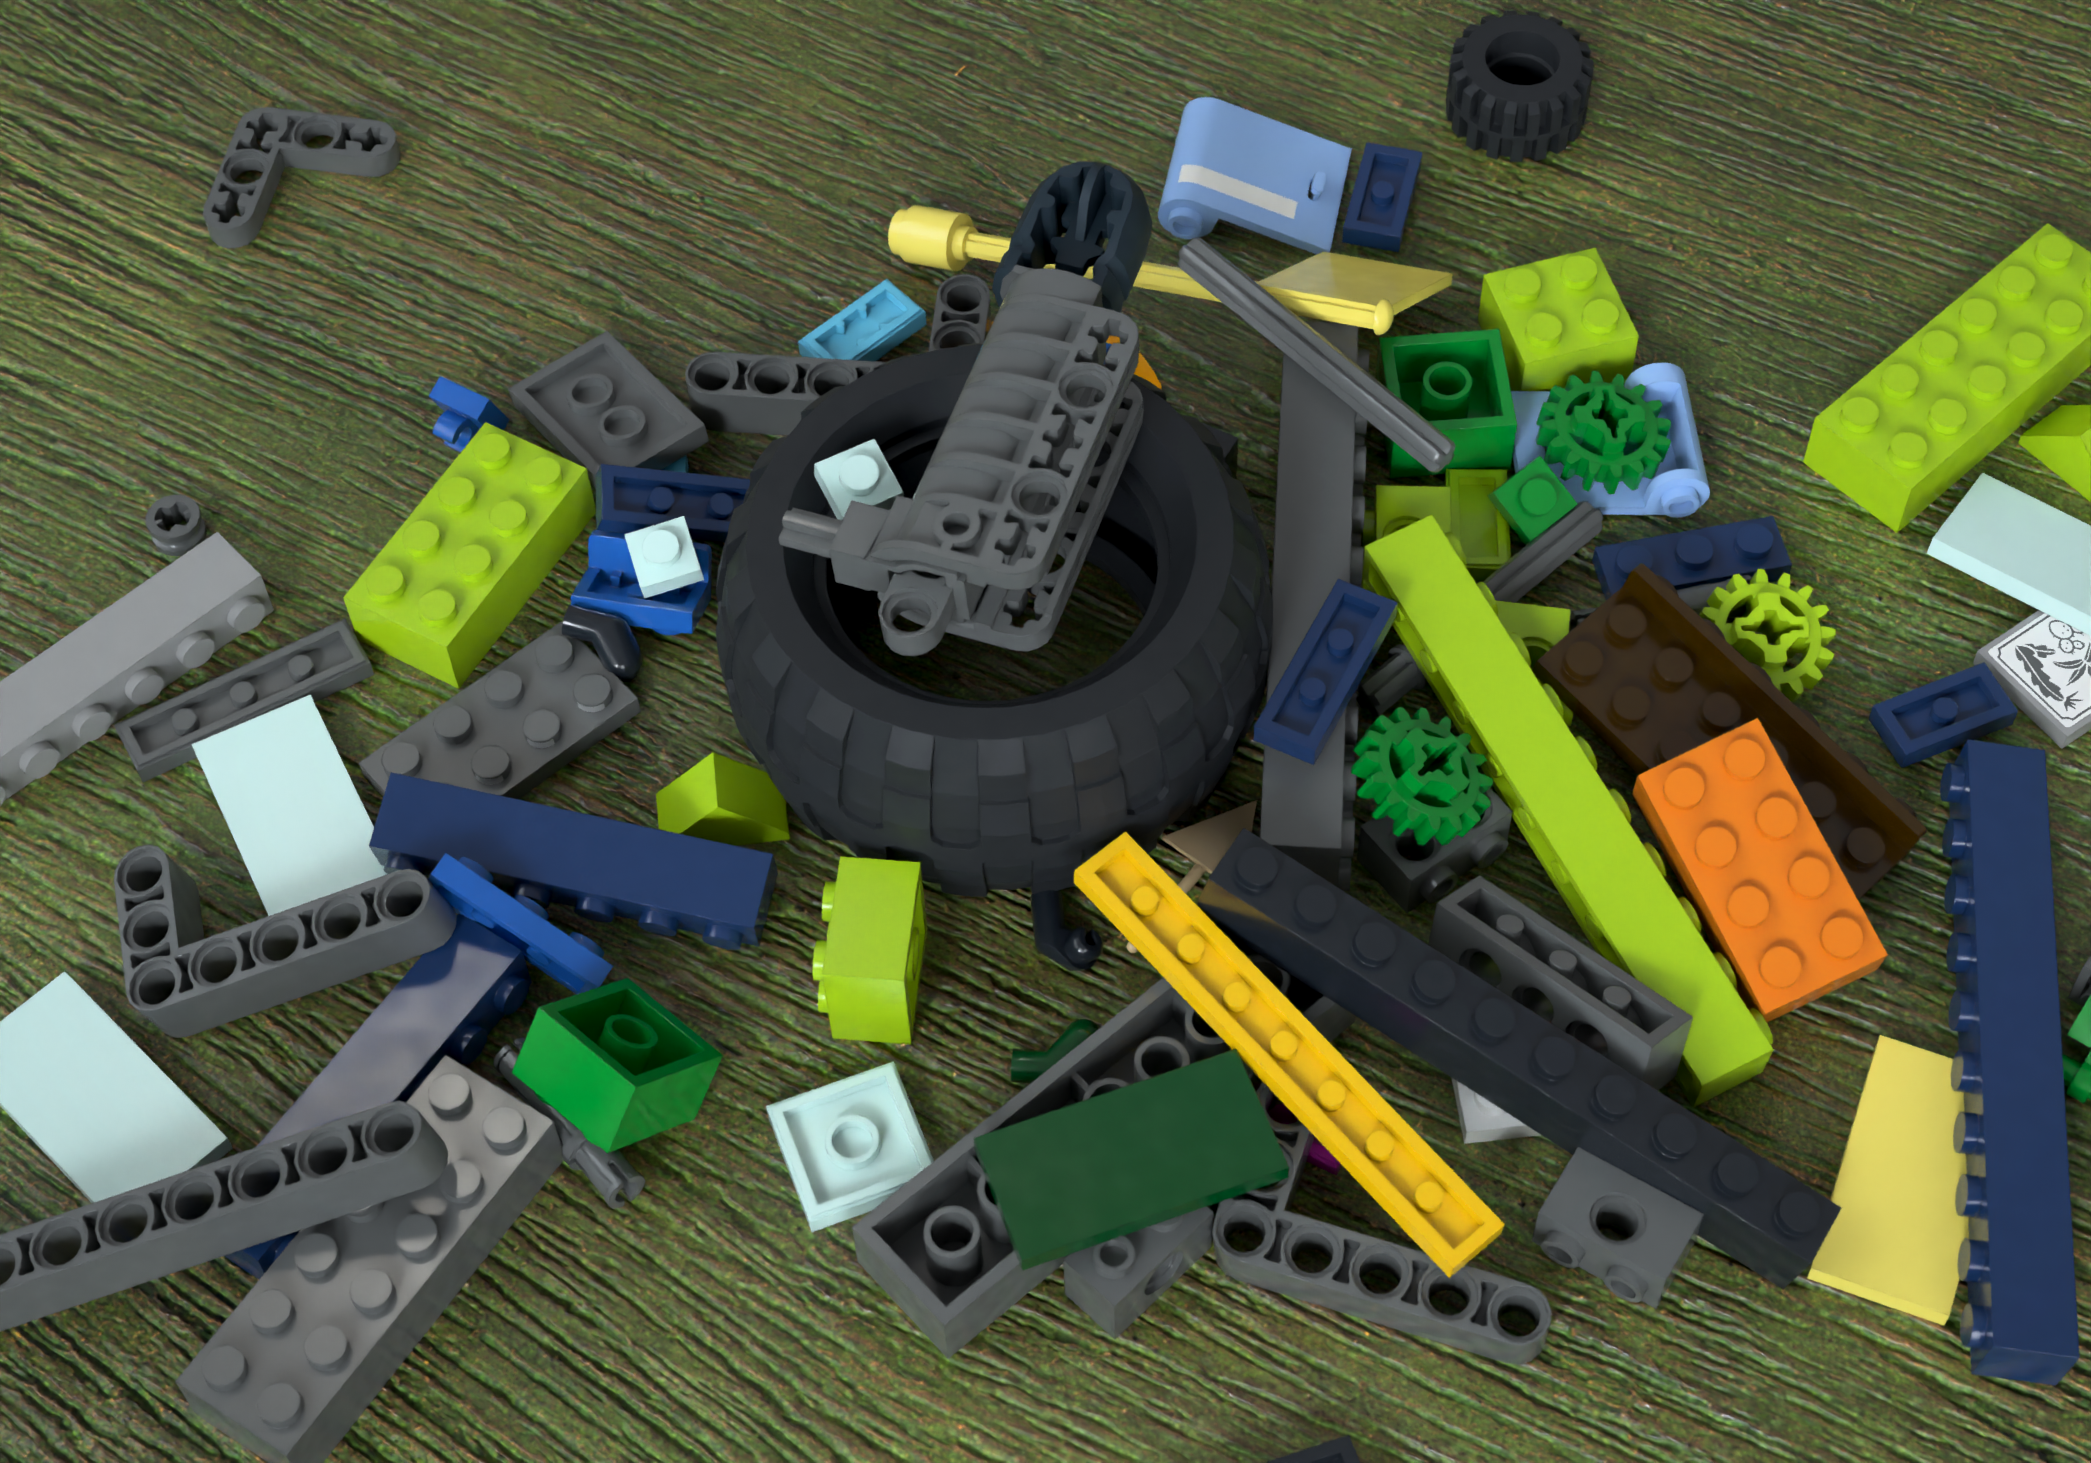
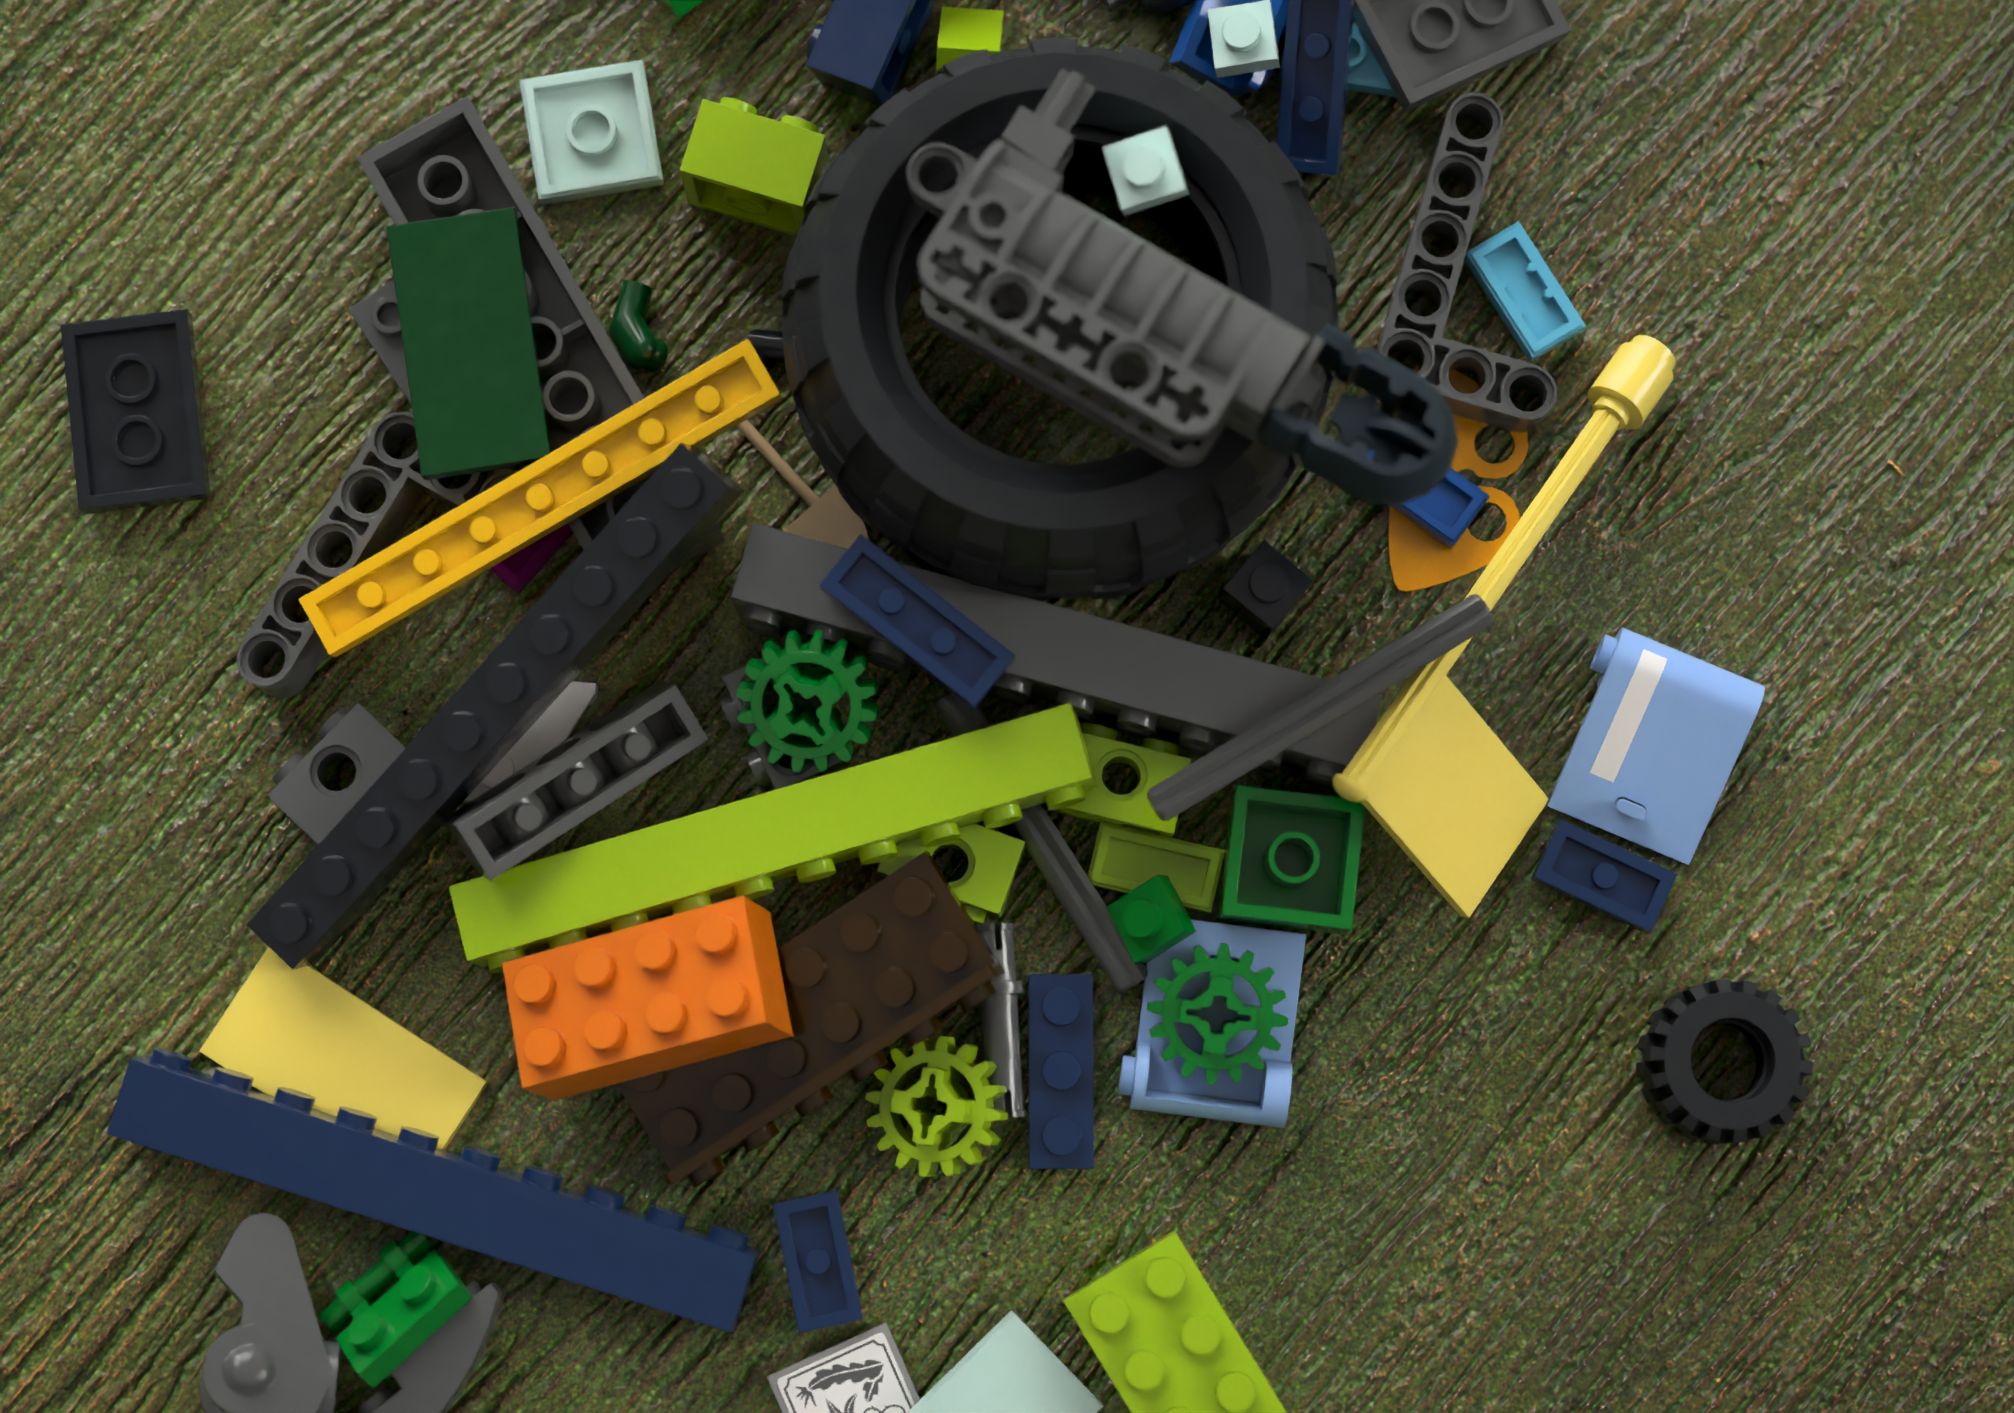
camera: 95 degrees right, 25 degrees up
(1558, 321) = (1376, 1010): lime brick -> none

